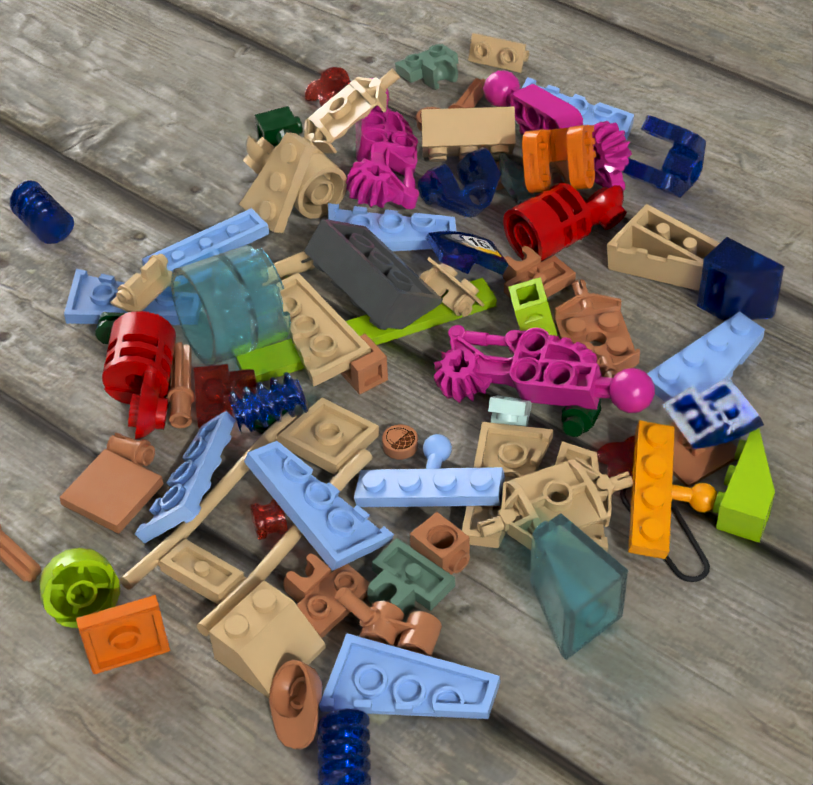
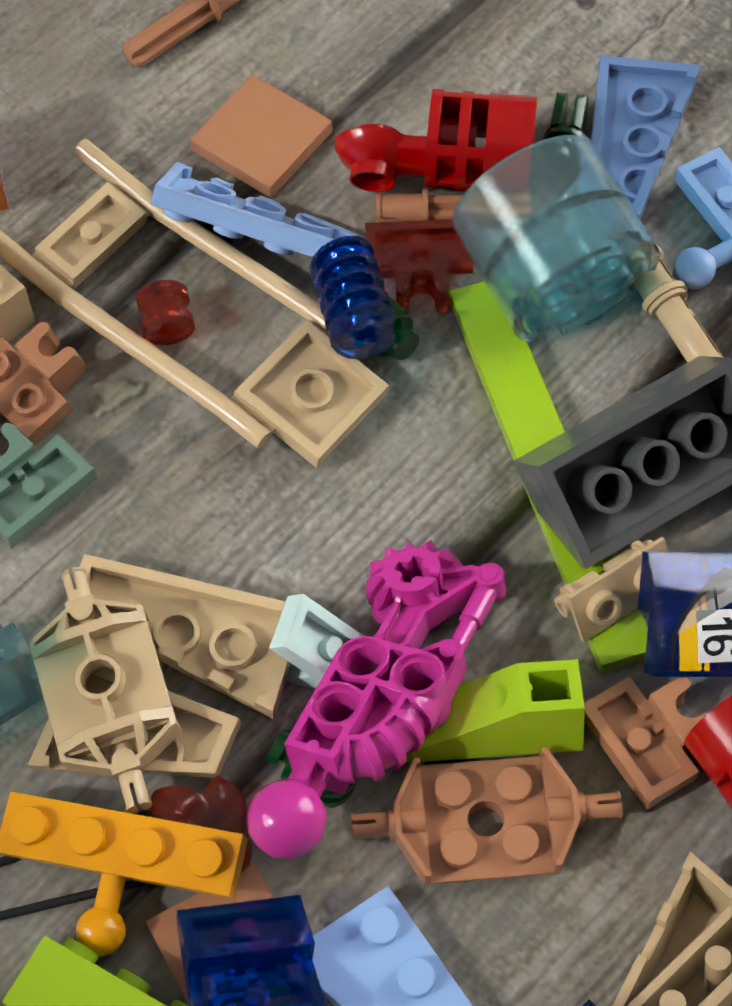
camera: 95 degrees right, 15 degrees up
(78, 585) = (85, 92): lime cylinder -> none
(137, 451) = (319, 160): nougat pin -> none
(144, 287) = (636, 145): tan hinge -> none
(319, 332) = (517, 383): tan wing -> none
(324, 518) = (139, 361): light blue wing -> none
(368, 370) = (459, 453): nougat panel -> none
(400, 442) = (298, 495): nougat tile -> none
(431, 485) = (186, 518): light blue plate -> none
(442, 543) = (70, 505): nougat brick -> none

